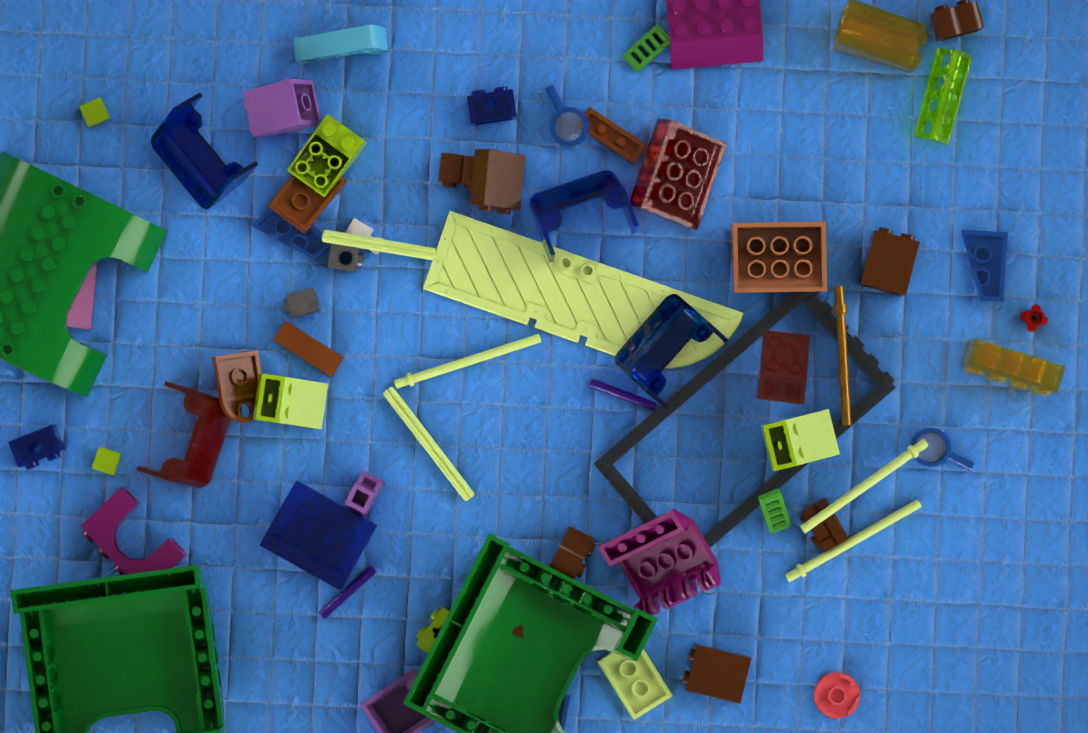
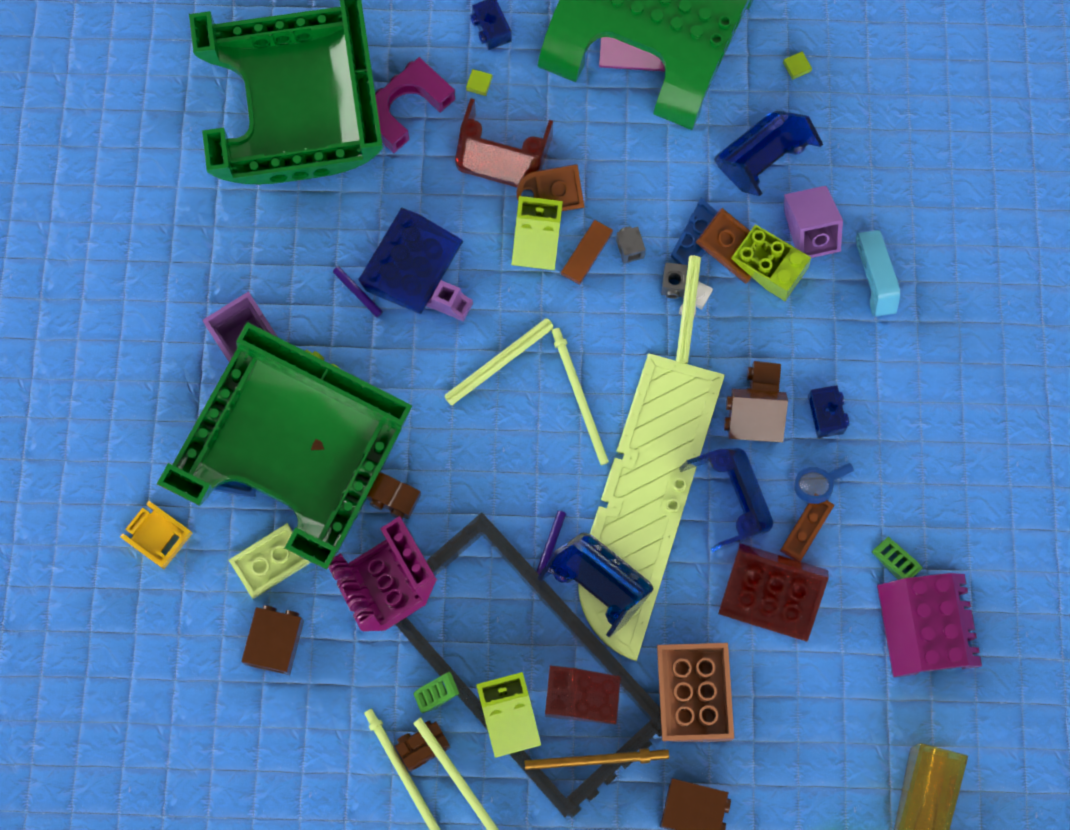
camera: 85 degrees right, 15 degrees down
(836, 695) = (248, 765): coral tile -> none

